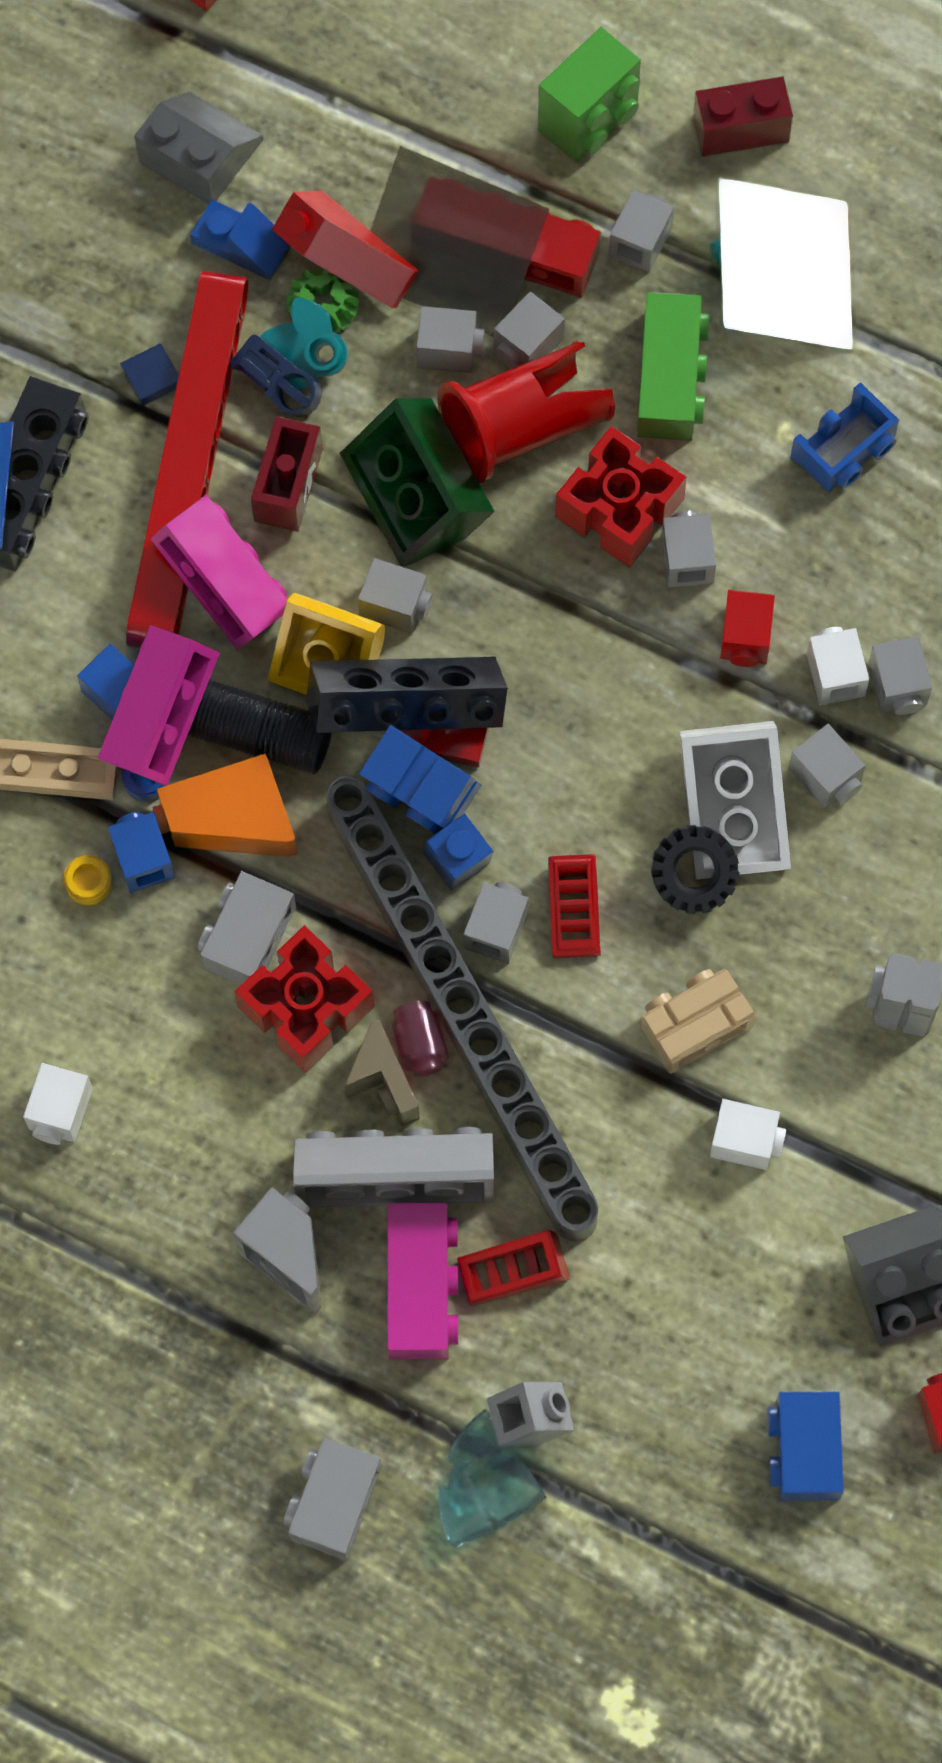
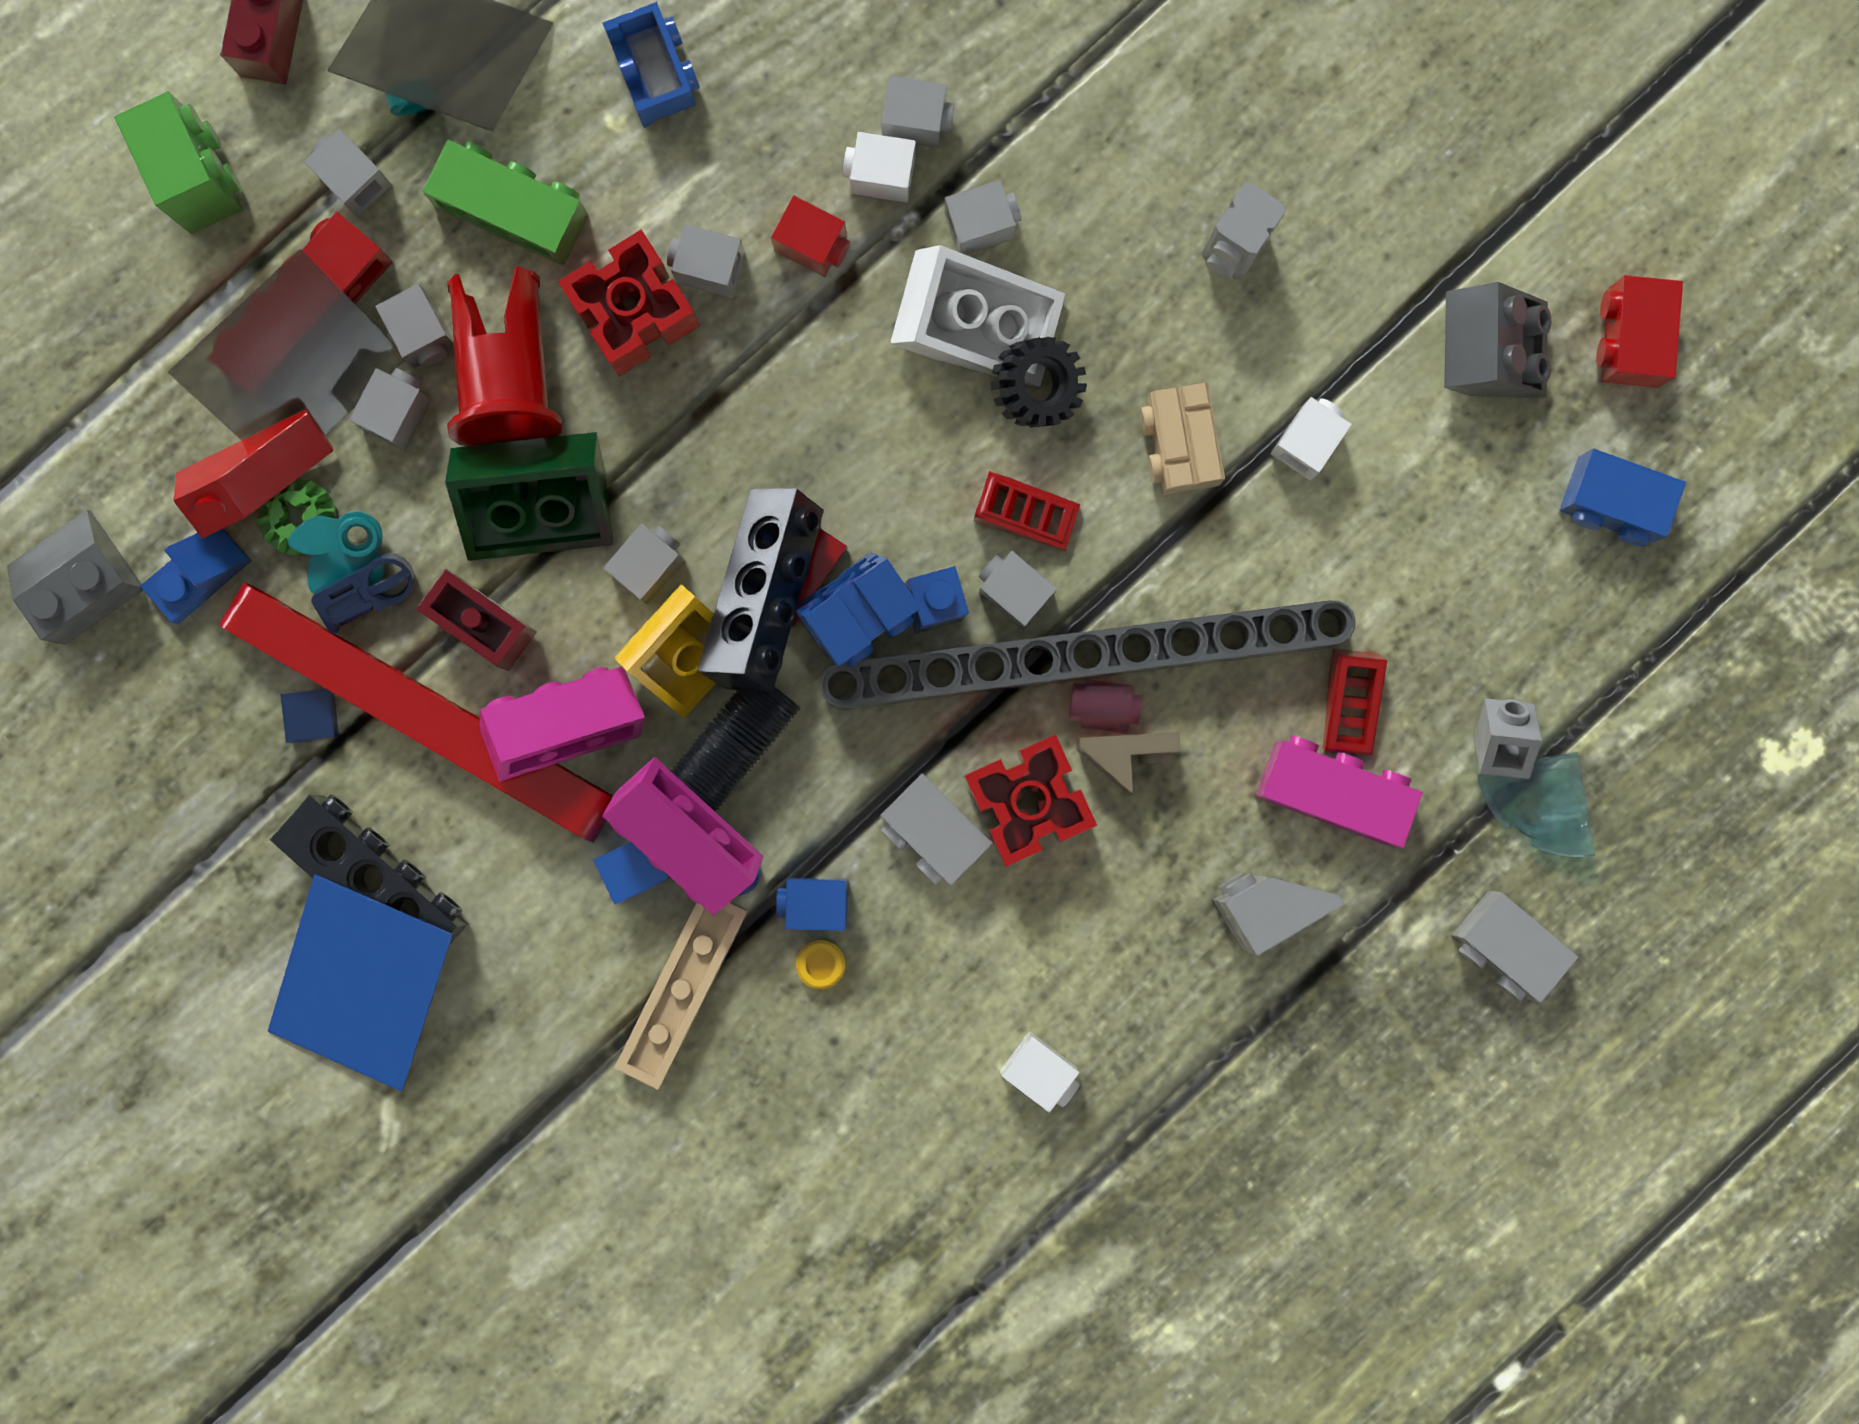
camera: 70 degrees left, 15 degrees up
(228, 811) = (805, 803): orange slope -> none
(394, 1168) = (1227, 775): light grey slope -> none

